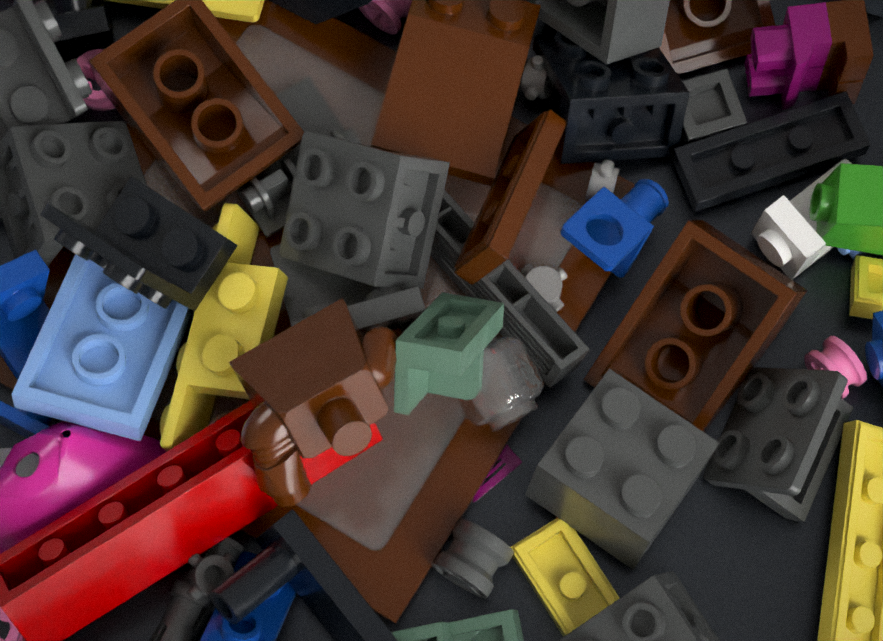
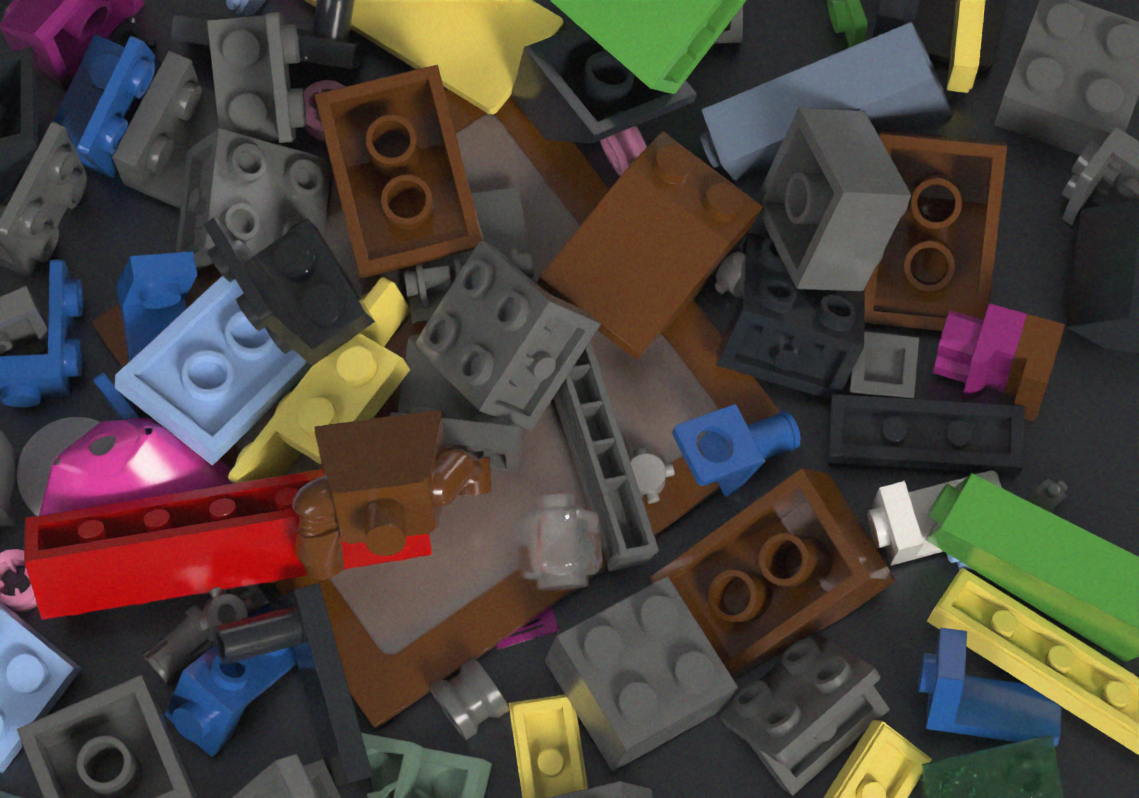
camera: 25 degrees right, 0 degrees up
(445, 350) = (517, 495): sand green panel -> none
(510, 197) = (647, 377): reddish brown tile -> none
(602, 176) = (749, 397): light grey piece -> none
(840, 358) = (891, 663): bright pink bush -> none

